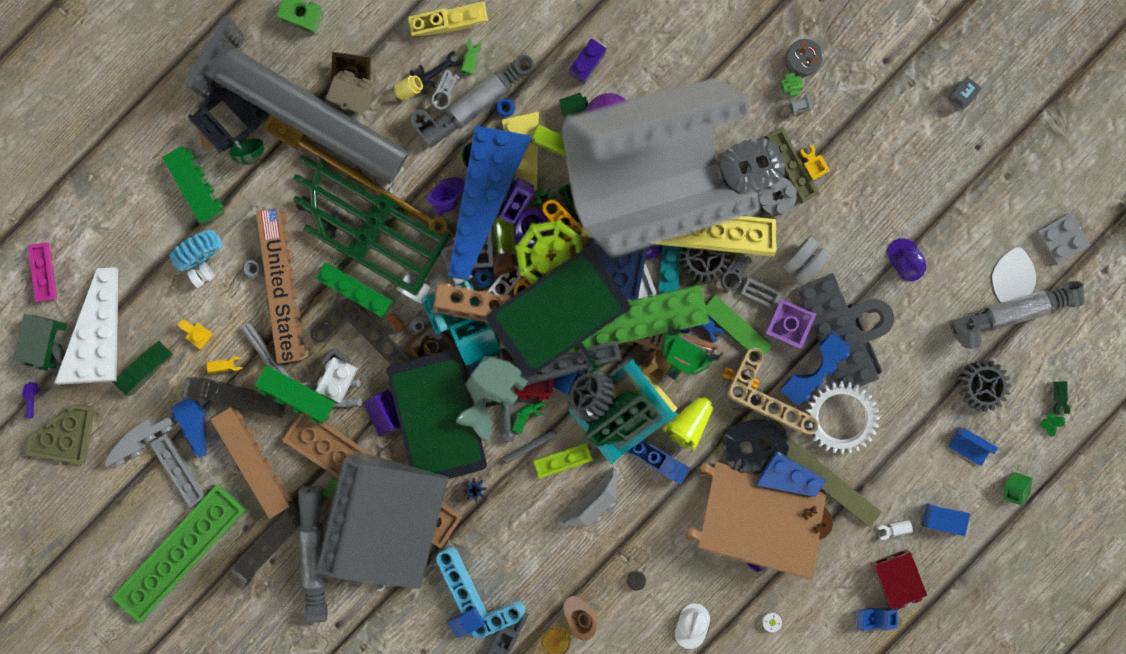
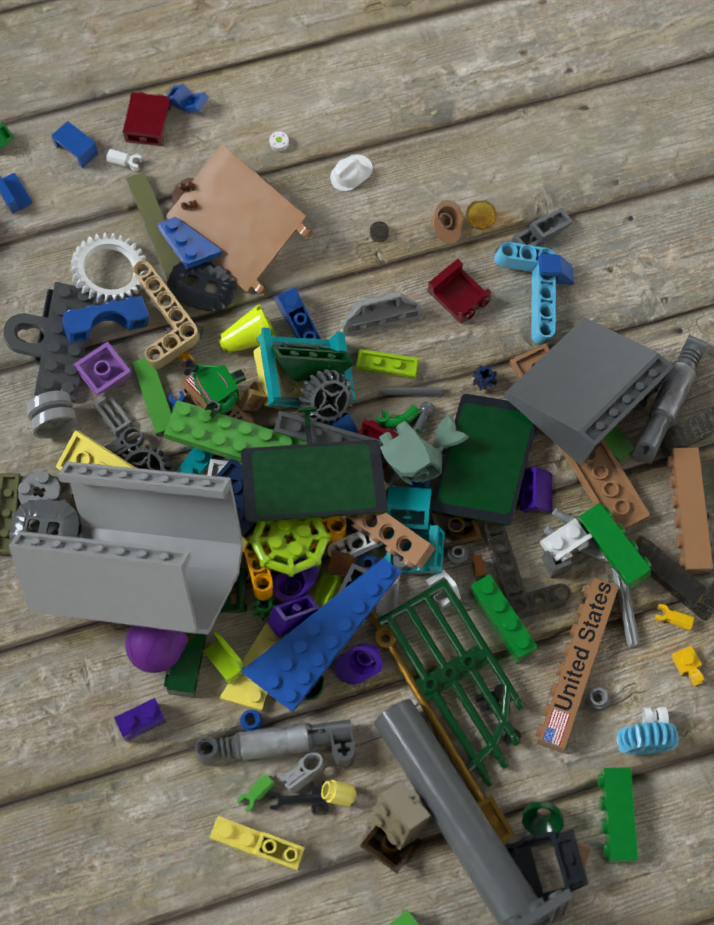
camera: 150 degrees left, 20 degrees down
(537, 558) = (458, 292): none -> dark red panel

